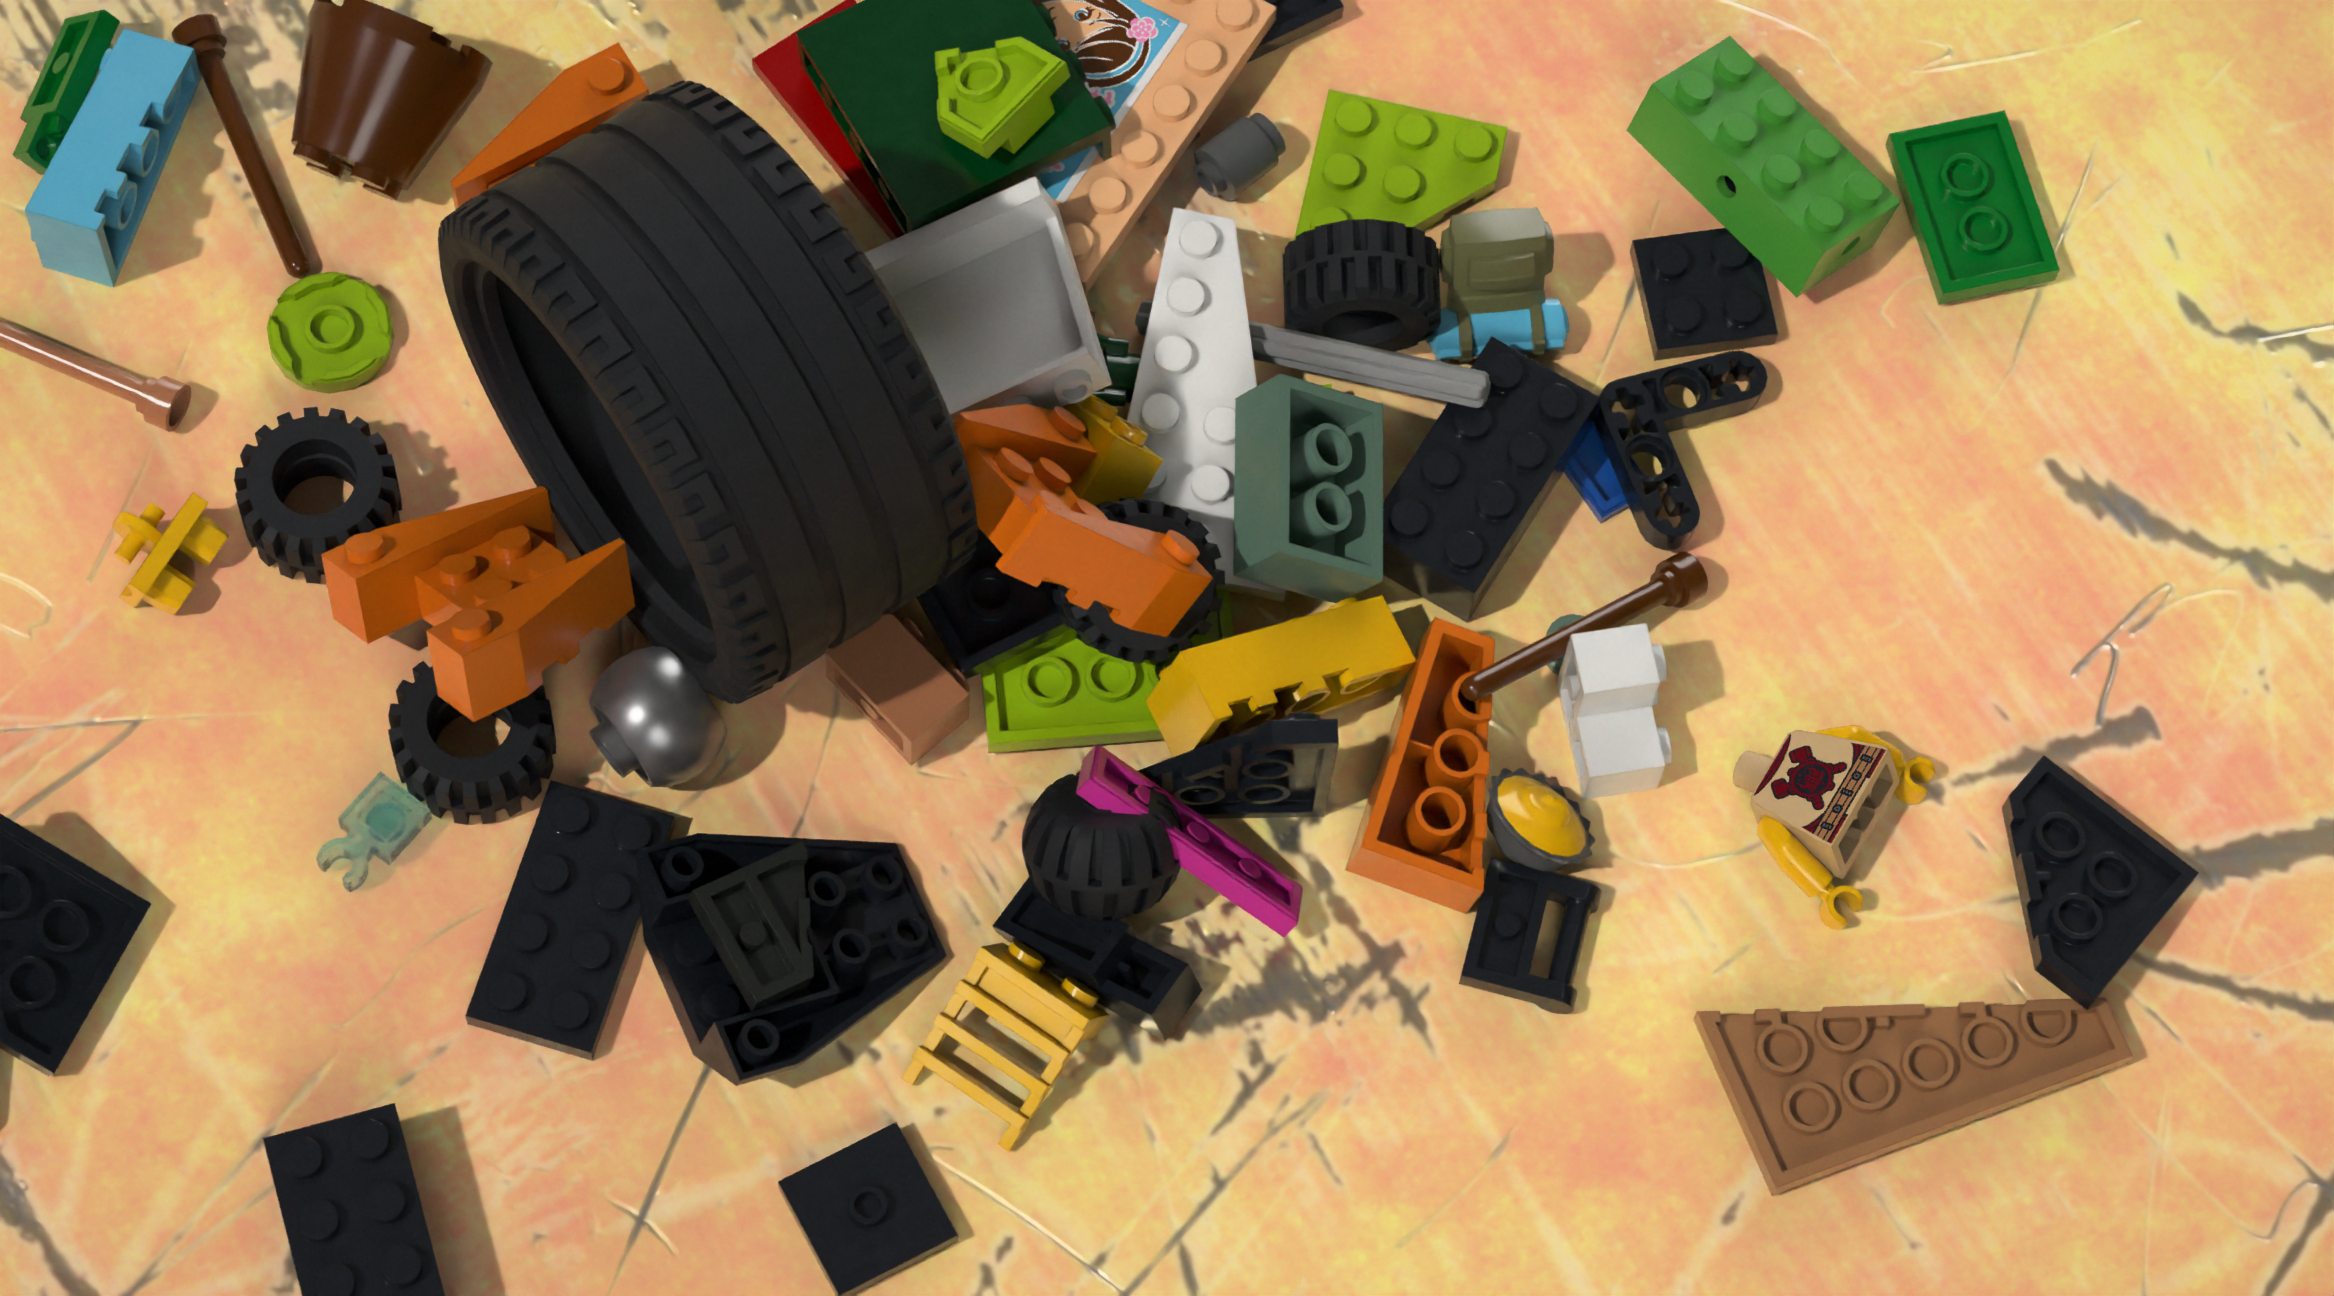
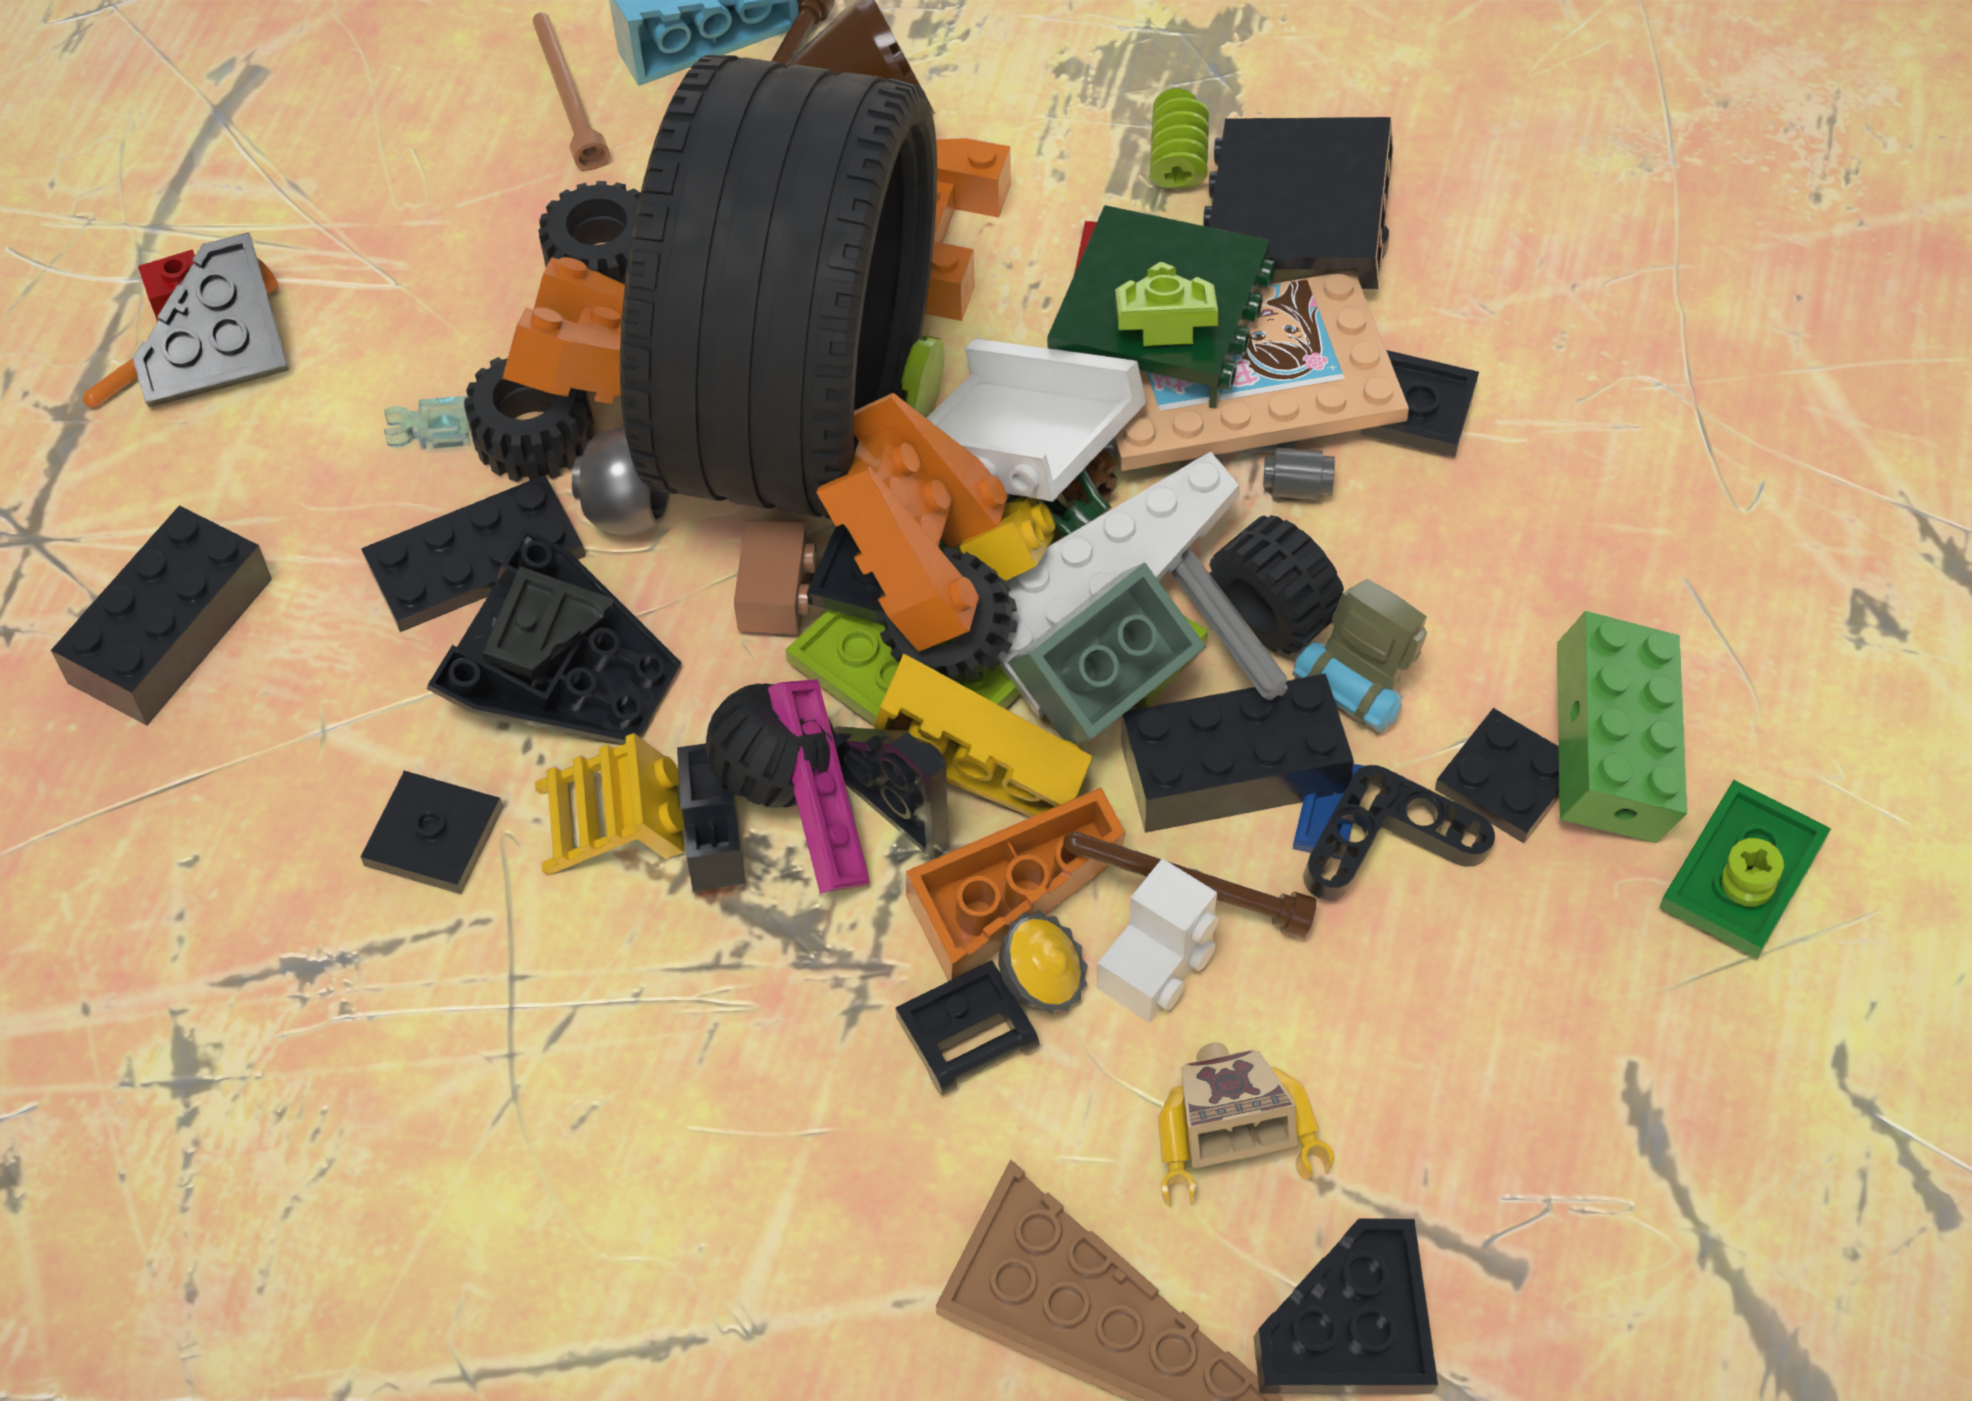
camera: 55 degrees right, 10 degrees down
(155, 579) = (500, 207): yellow hips -> none
(1396, 163) = (1401, 551): lime plate -> none
(1991, 223) = (1754, 885): none -> lime wheel

